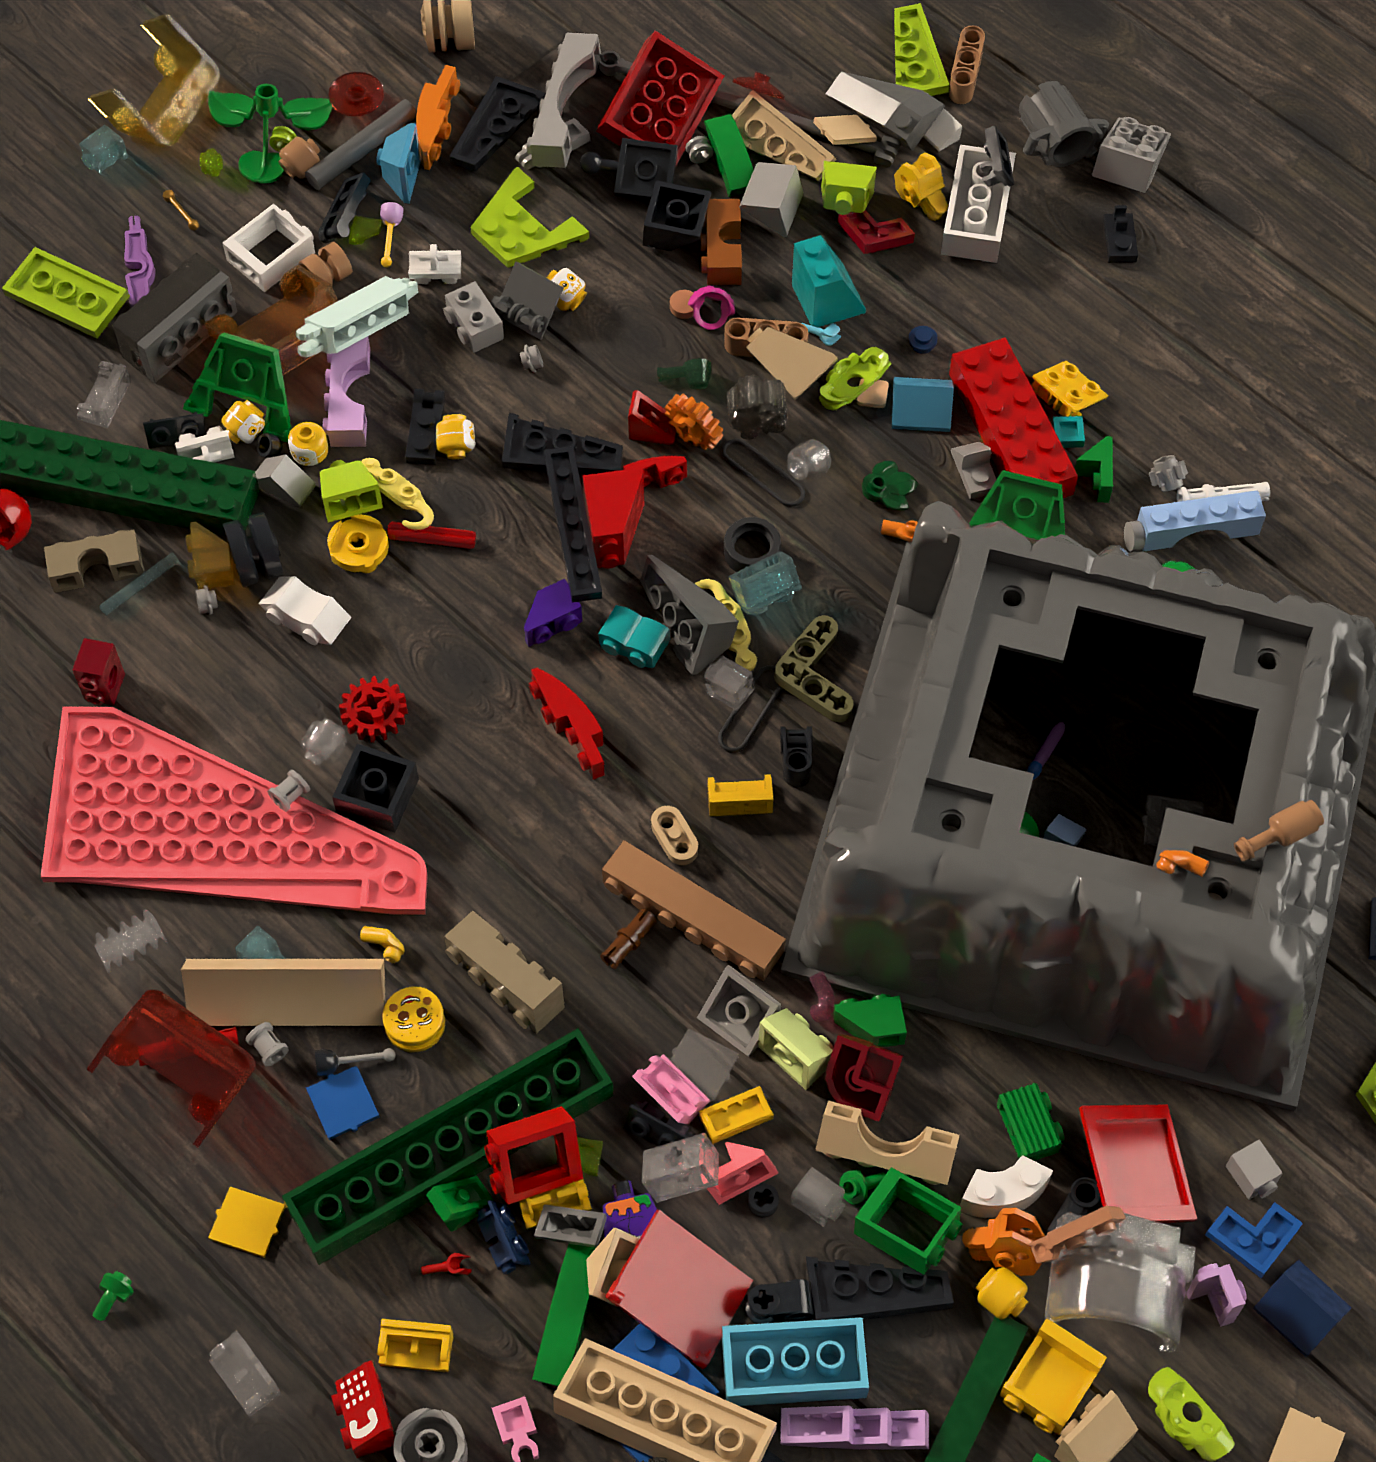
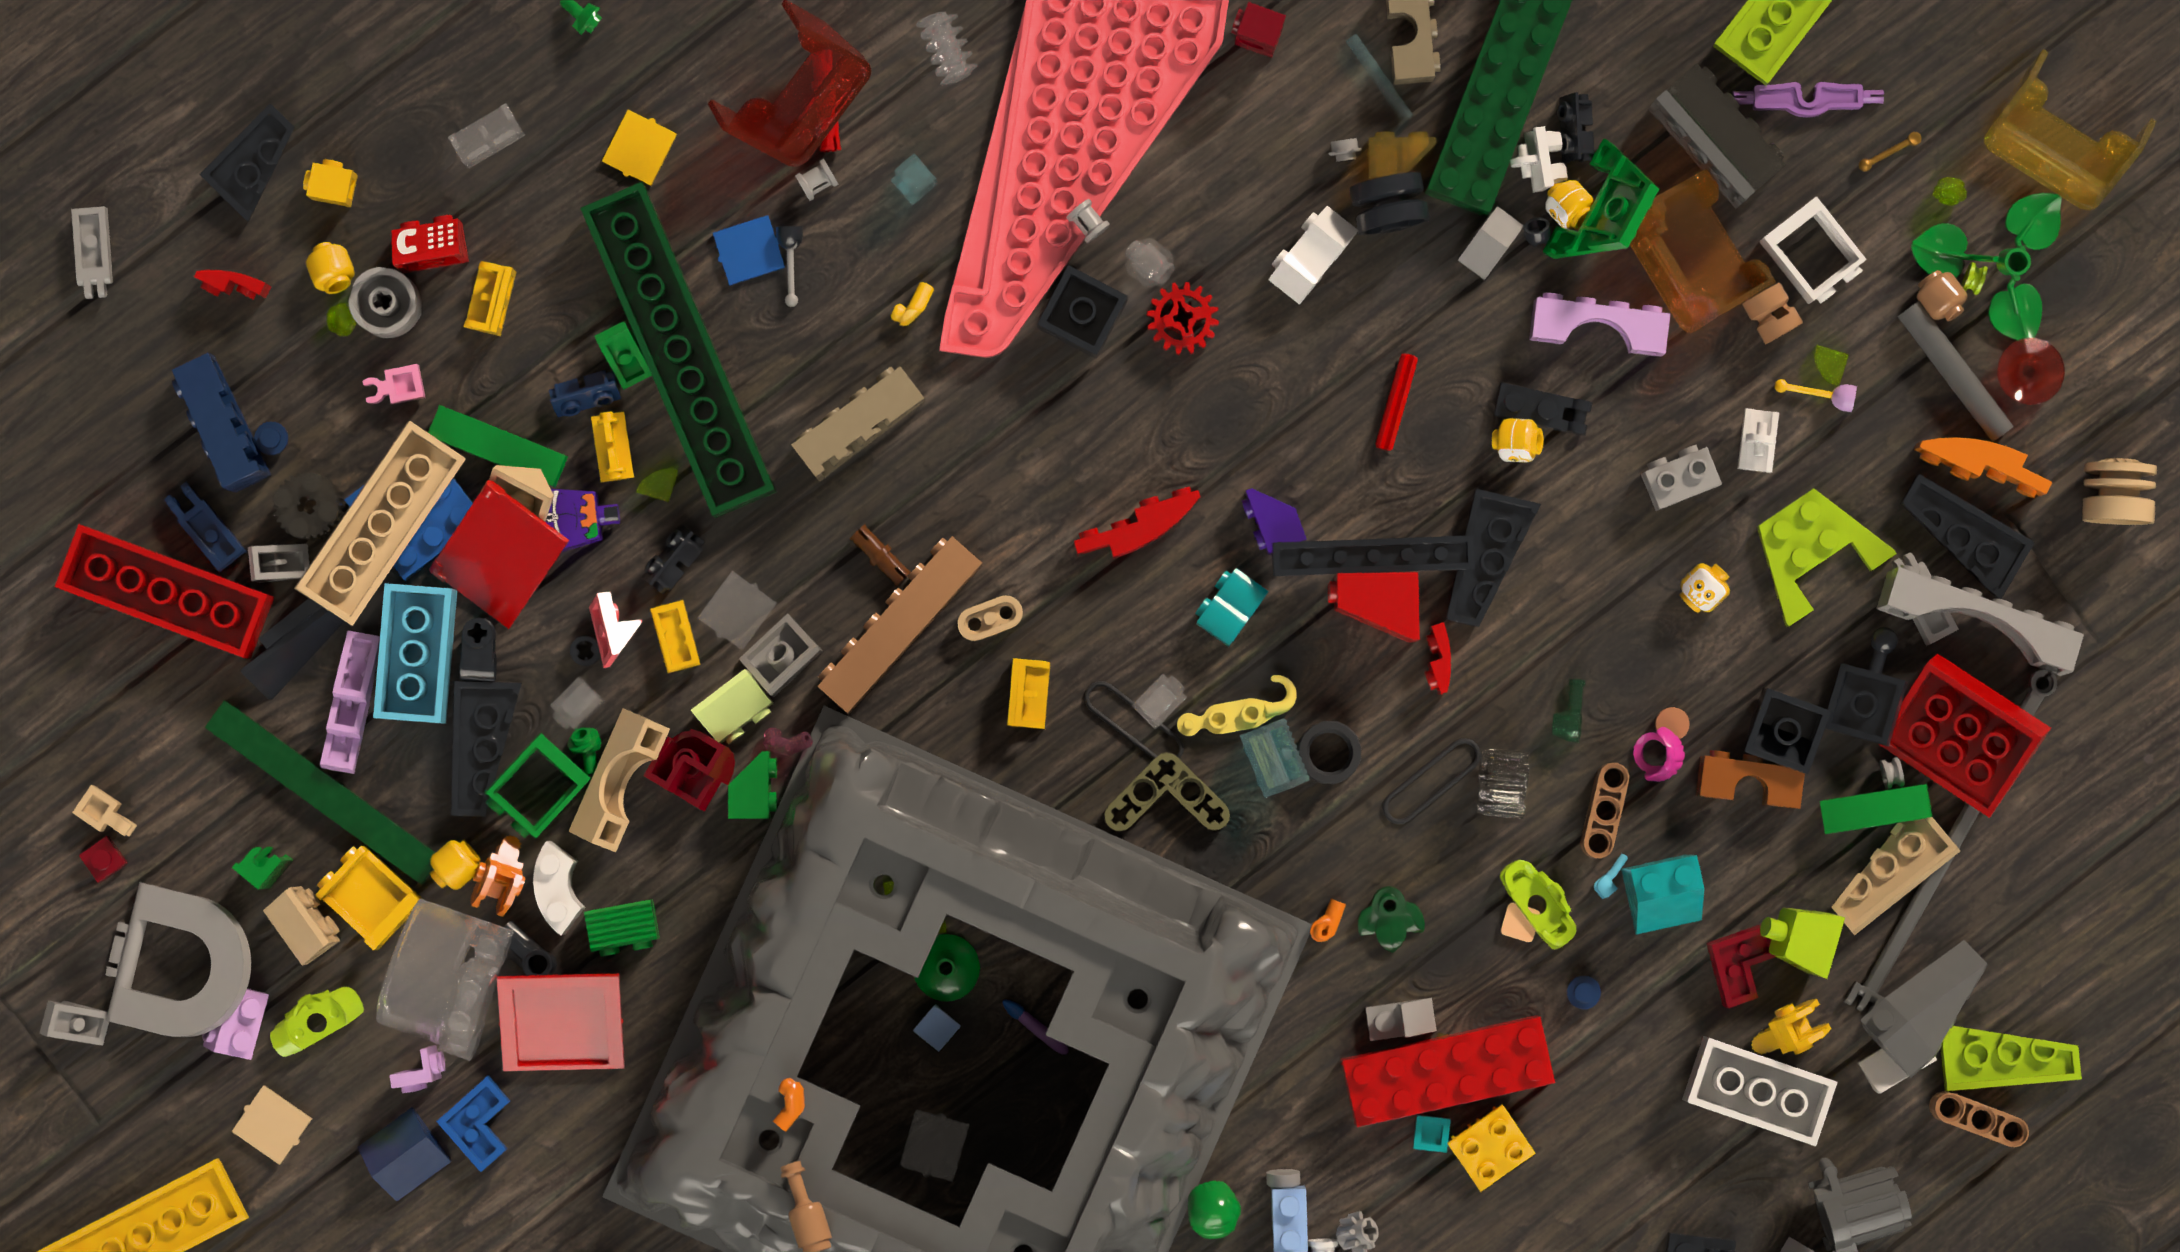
camera: 100 degrees right, 25 degrees up
(102, 149) = (1985, 63): clear light blue brick -> none
(105, 395) = (1632, 50): clear hinge -> none
(285, 991) = (864, 201): tan arch -> none
(308, 443) = (1528, 274): yellow head -> none
(343, 208) = (1859, 342): black plate -> none
(348, 490) = (1459, 312): lime torso -> none
(356, 316) = (1685, 343): light aqua hinge -> none
(363, 558) = (1412, 314): yellow plate -> none
(401, 161) = (1917, 414): dark azure slope -> none
(401, 493) = (1455, 371): light yellow piece -> none
(413, 1019) = (822, 328): yellow head -> none
(451, 1265) = (563, 340): red hand -> none
(528, 300) = (1690, 541): dark grey hinge -> none
(531, 358) = (1617, 539): light grey plate -> none
(549, 1123) = (663, 424): red window -> none
(570, 1226) = (576, 458): dark grey slope -> none
(648, 421) = (1508, 664): red slope -> none
(672, 1089) = (707, 575): bright pink hinge -> none
(680, 1167) = (620, 572): clear brick -> none
(694, 421) = (1491, 709): orange gear -> none
(696, 619) = (1238, 677): dark grey wedge -> none
(760, 84) = (1969, 856): clear red dish -> none
(773, 195) = (1803, 848): light grey slope -> none
(789, 359) = (1559, 831): tan slope -> none
(796, 749) = (1070, 761): black piece -> none
(809, 460) = (1430, 833): clear head -> none
(845, 129) = (1896, 952): tan piece -> none
(922, 404) = (1497, 976): dark azure slope -> none
(1000, 163) = (1795, 1122): black plate -> none
(1024, 504) = (1321, 1054): green wing -> none
(1074, 1233) = (476, 939): nougat hinge -> none
(1099, 465) = (1385, 1159): green slope -> none
(1254, 1170) = (541, 1138): light grey brick -> none

